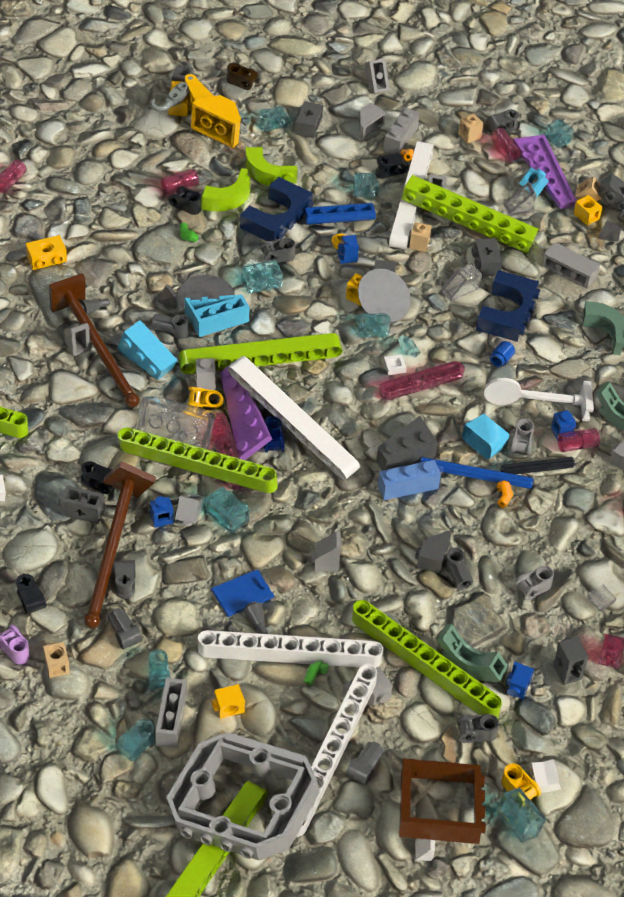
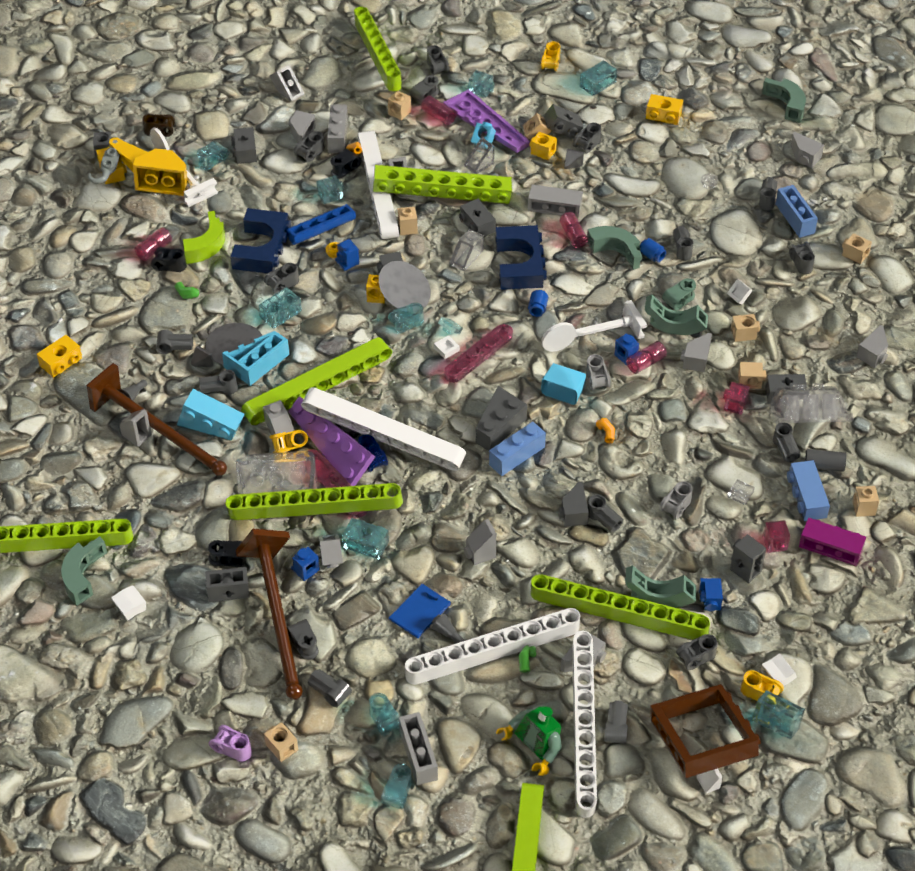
camera: 20 degrees left, 0 degrees up
(29, 594) = (222, 690): black piece -> none
(147, 272) = (168, 341): none -> dark grey piece
(197, 783) = (546, 840): light grey panel -> none
(228, 701) = (463, 716): yellow brick -> none
(238, 149) = (197, 191): none -> white piece
(265, 172) = (229, 208): lime arch -> none
(284, 734) = (539, 733): none -> torso
(369, 140) = (310, 146): none -> dark grey piece
(476, 70) = (377, 49): none -> lime beam
(481, 473) = (576, 419): blue axle -> none
(529, 97) = (436, 60): none -> dark grey piece
(538, 465) = (622, 394): black axle -> none
(573, 297) = (573, 230): none -> clear pink pin

